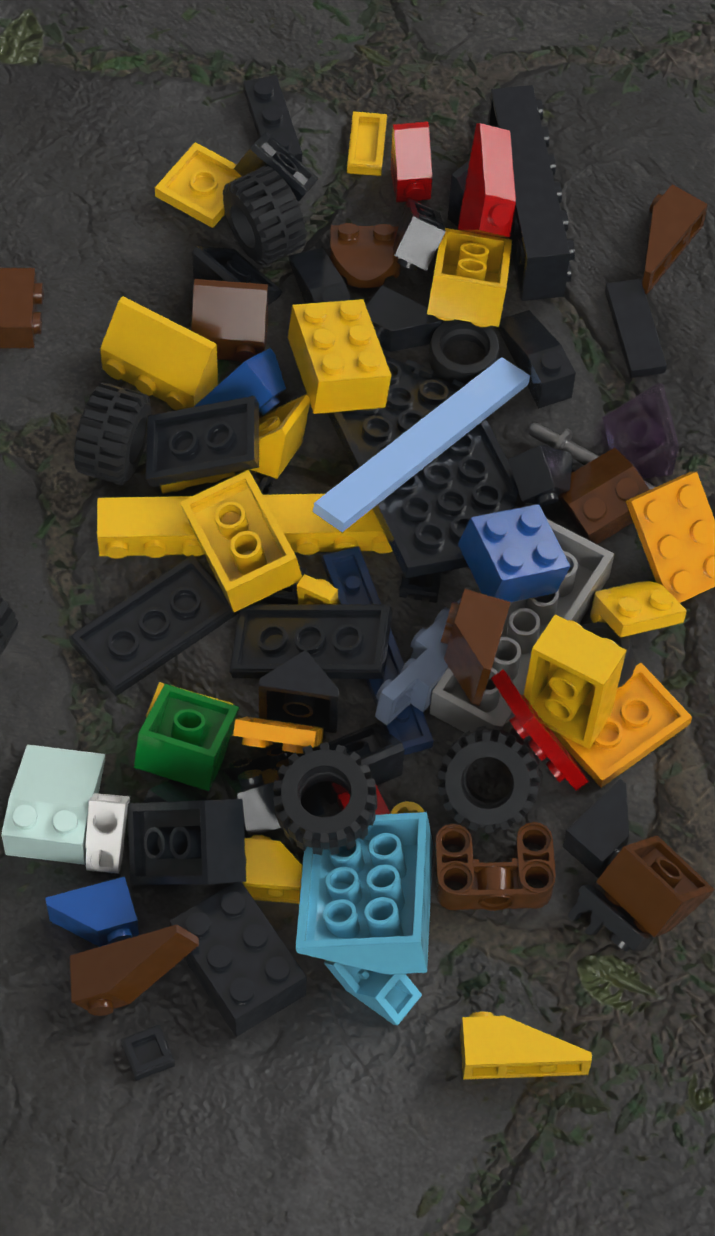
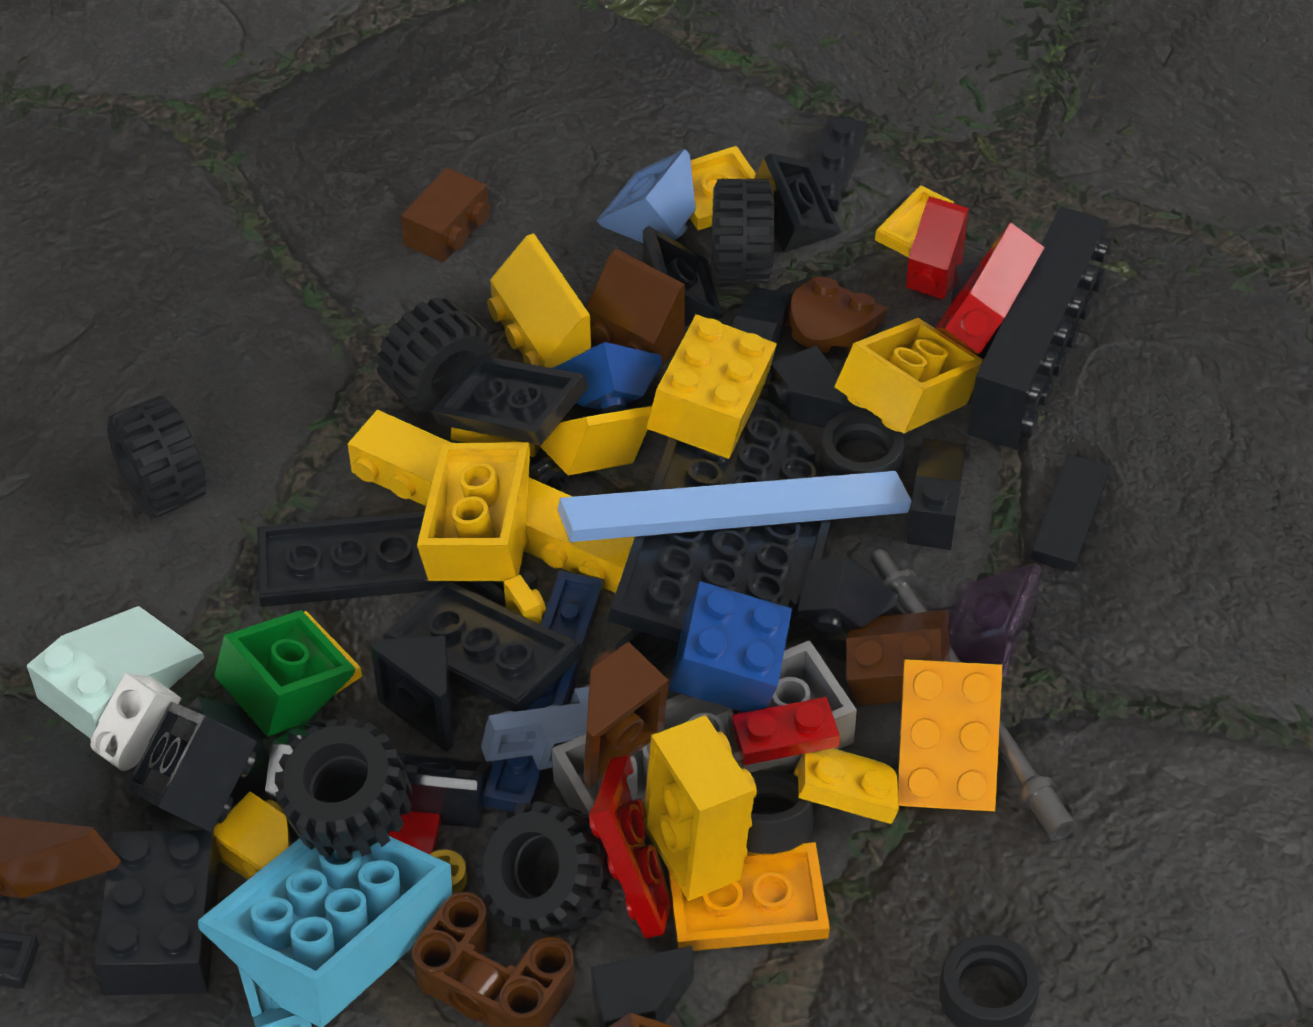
camera: 35 degrees right, 10 degrees down
(96, 912) = (68, 789): blue slope -> none
(165, 219) = (654, 197): none -> medium blue slope
(264, 732) = (360, 703): light orange plate -> none
(418, 235) = (886, 307): slope -> none
(583, 592) = (785, 731): none -> red plate
(672, 226) = (1177, 433): reddish brown slope -> none

